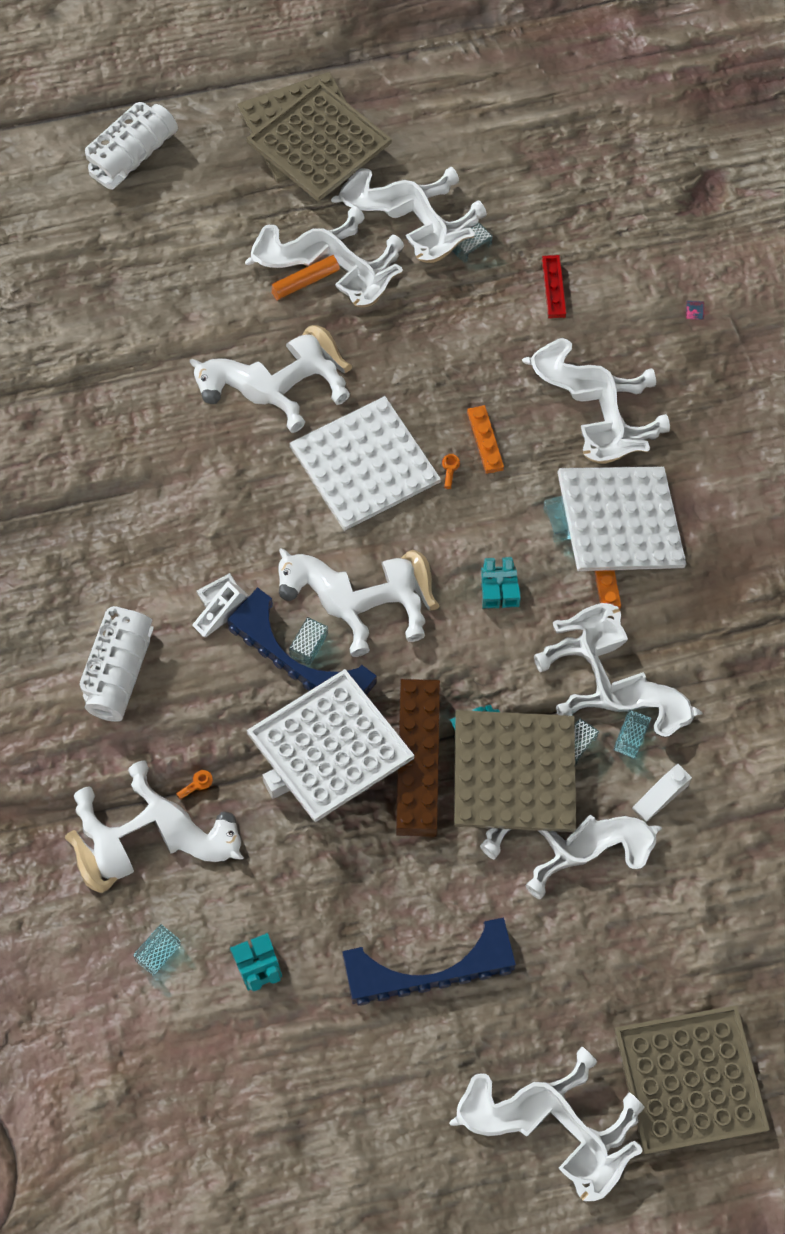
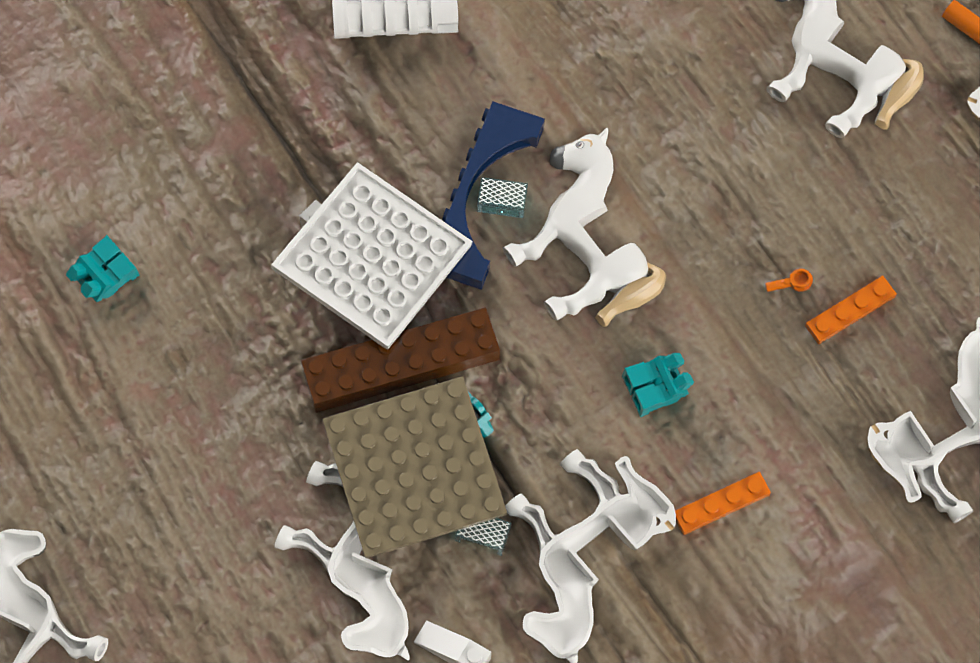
camera: 70 degrees right, 5 degrees up
(157, 949) = (86, 166): clear light blue panel -> none
(174, 824) = (233, 131): white animal -> none
(201, 780) = (294, 145): orange plate -> none
(209, 591) = (532, 83): white tile -> none
(220, 609) = (507, 91): white slope -> none
(364, 463) = (761, 185): white plate -> none
(373, 981) = (189, 510): dark blue arch -> none
(556, 512) = (771, 423): clear light blue panel -> none
(621, 518) = (801, 497): white plate -> none
(632, 734) = (517, 592): clear light blue panel -> none

